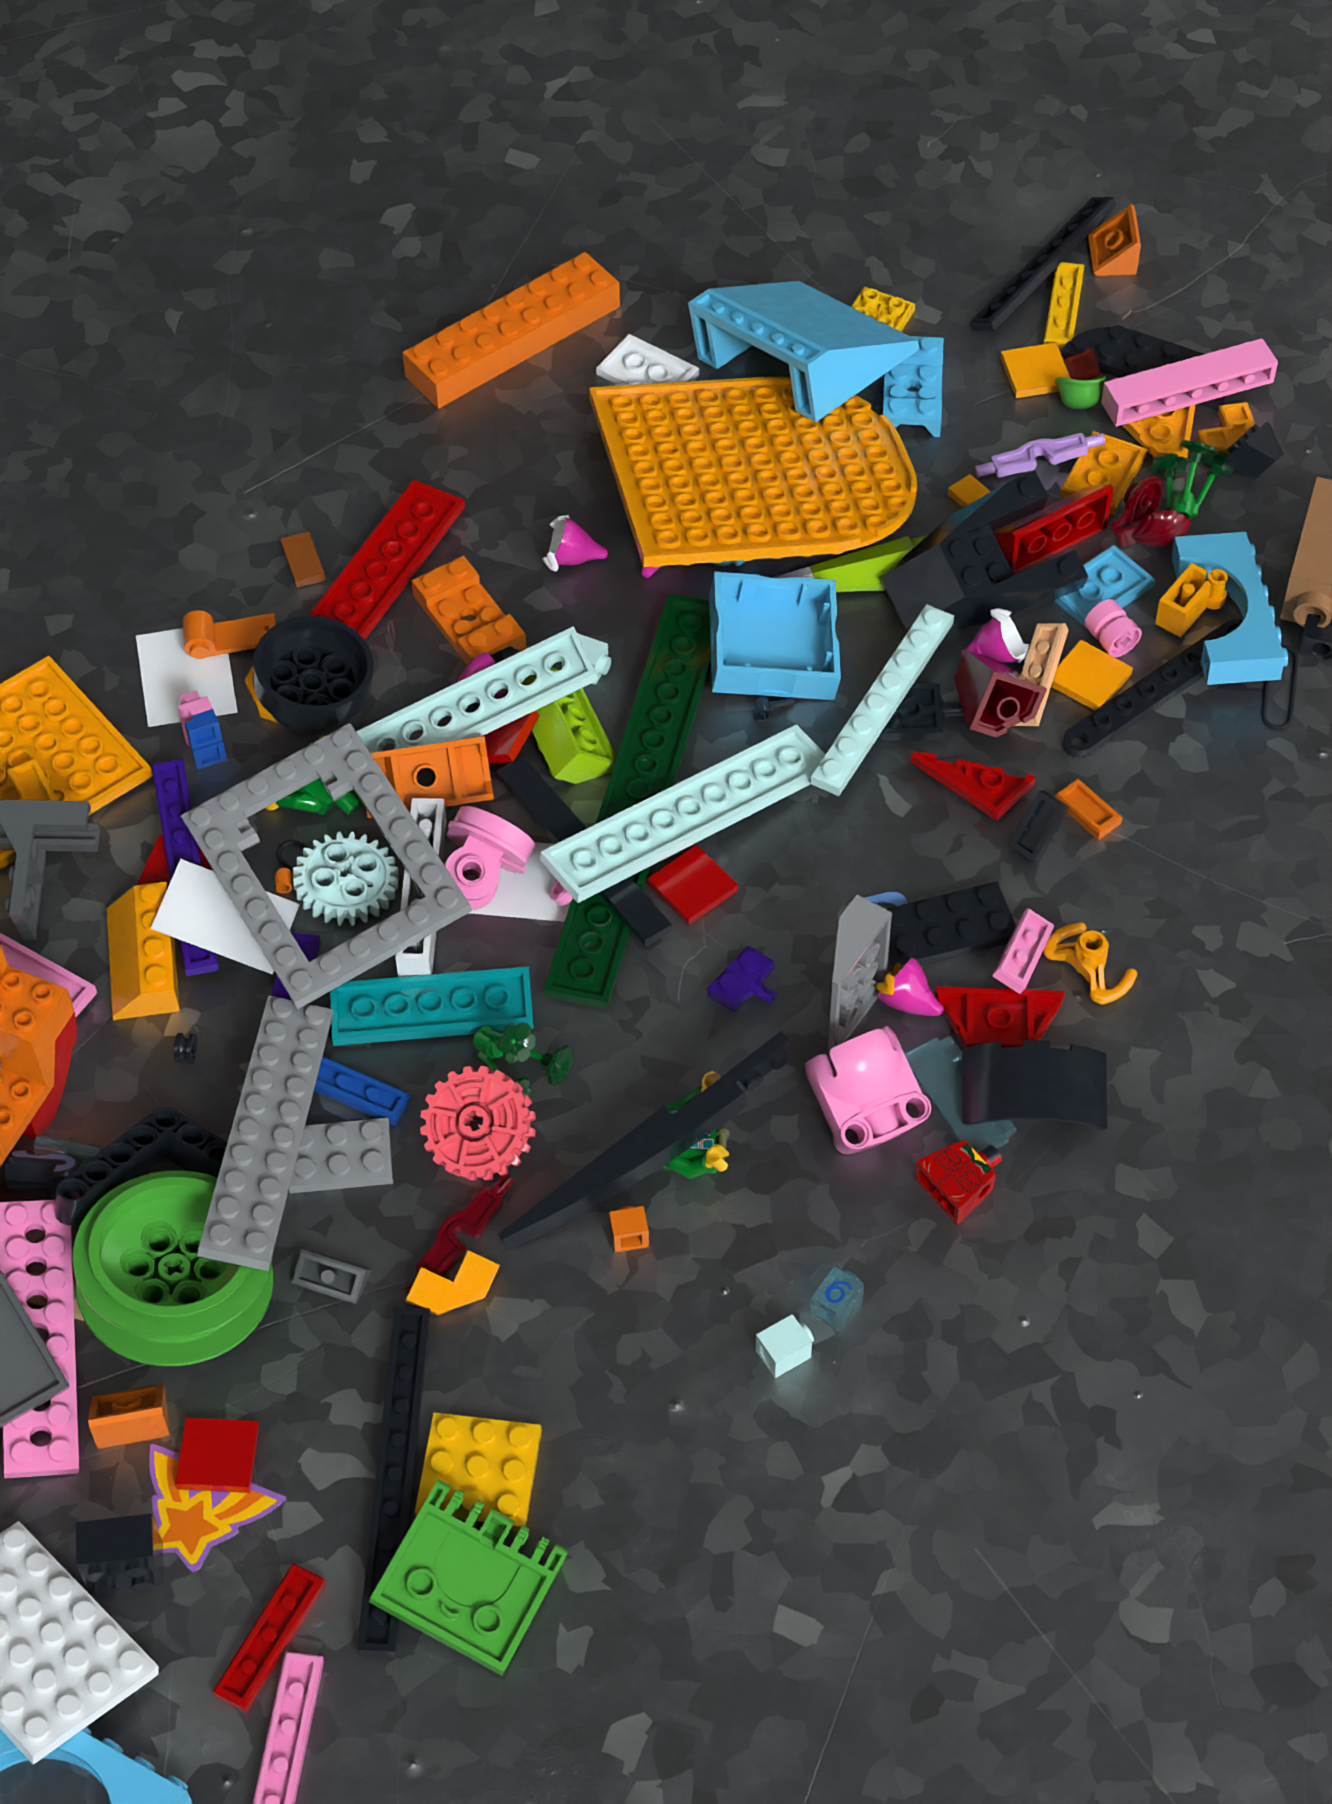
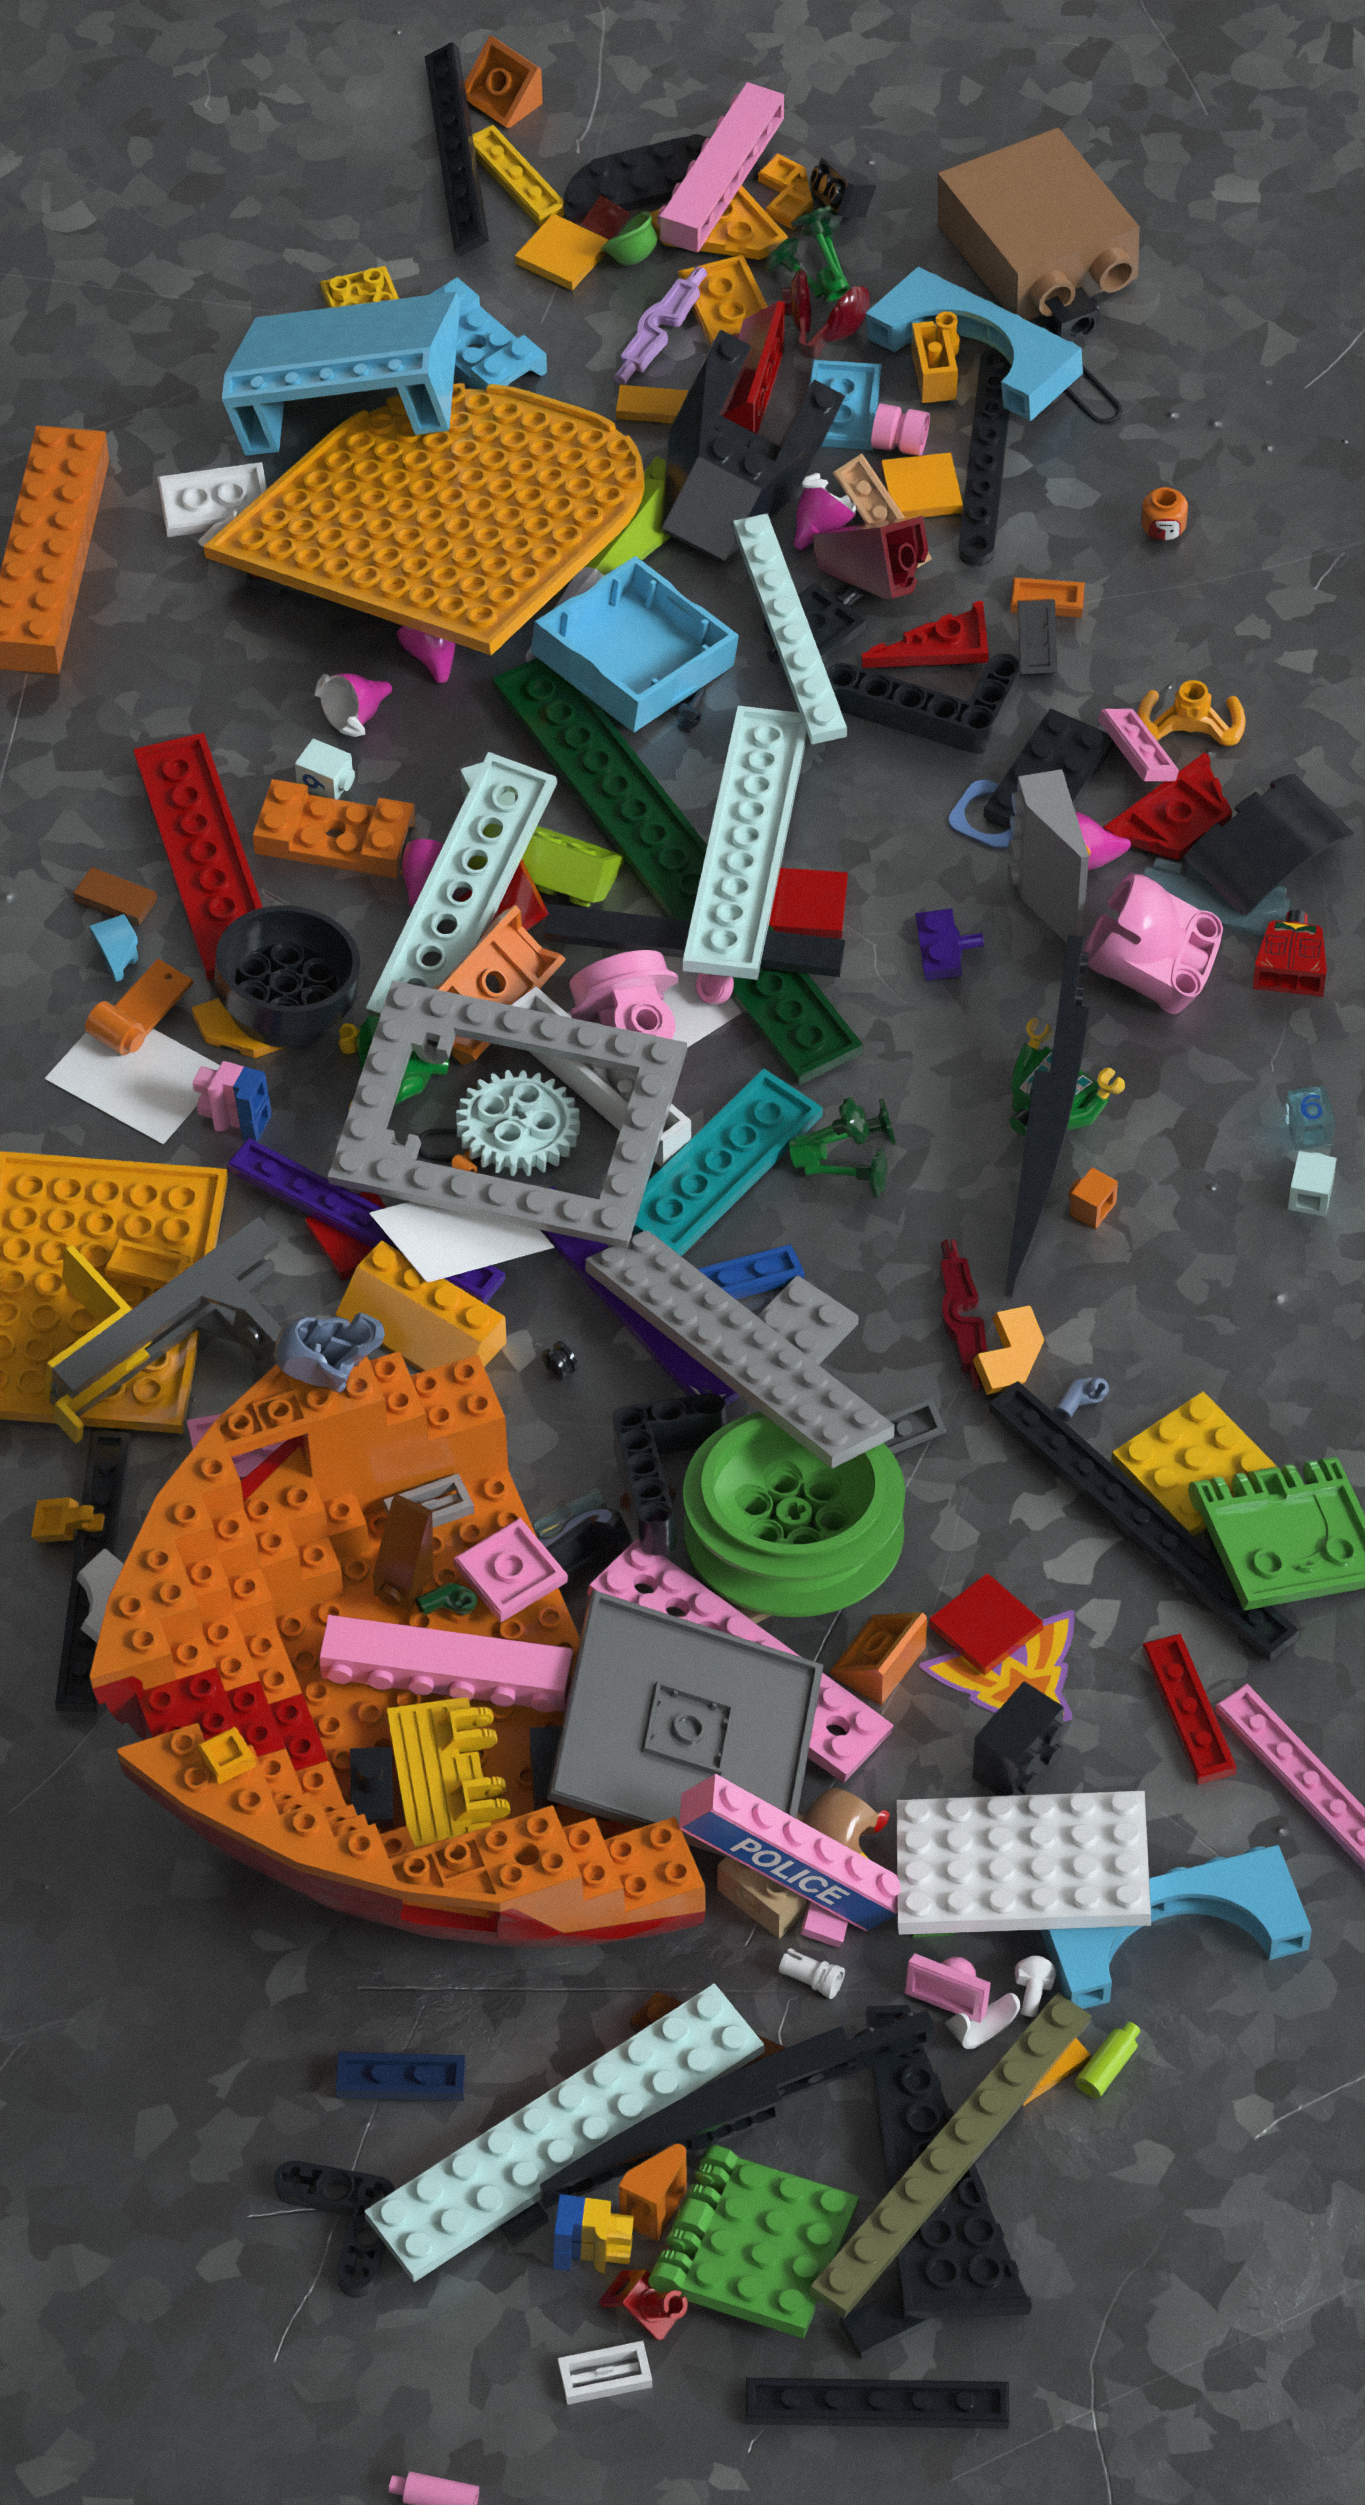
camera: 45 degrees left, 0 degrees up
(264, 586) = (117, 943): none -> medium azure slope
(456, 1108) = (885, 1183): coral piece -> none
(464, 1354) = (1080, 1393): none -> sand blue arm
(504, 574) = (325, 770): none -> light aqua brick
(930, 851) = (929, 713): none -> black beam
(1225, 811) = (1164, 513): none -> orange head

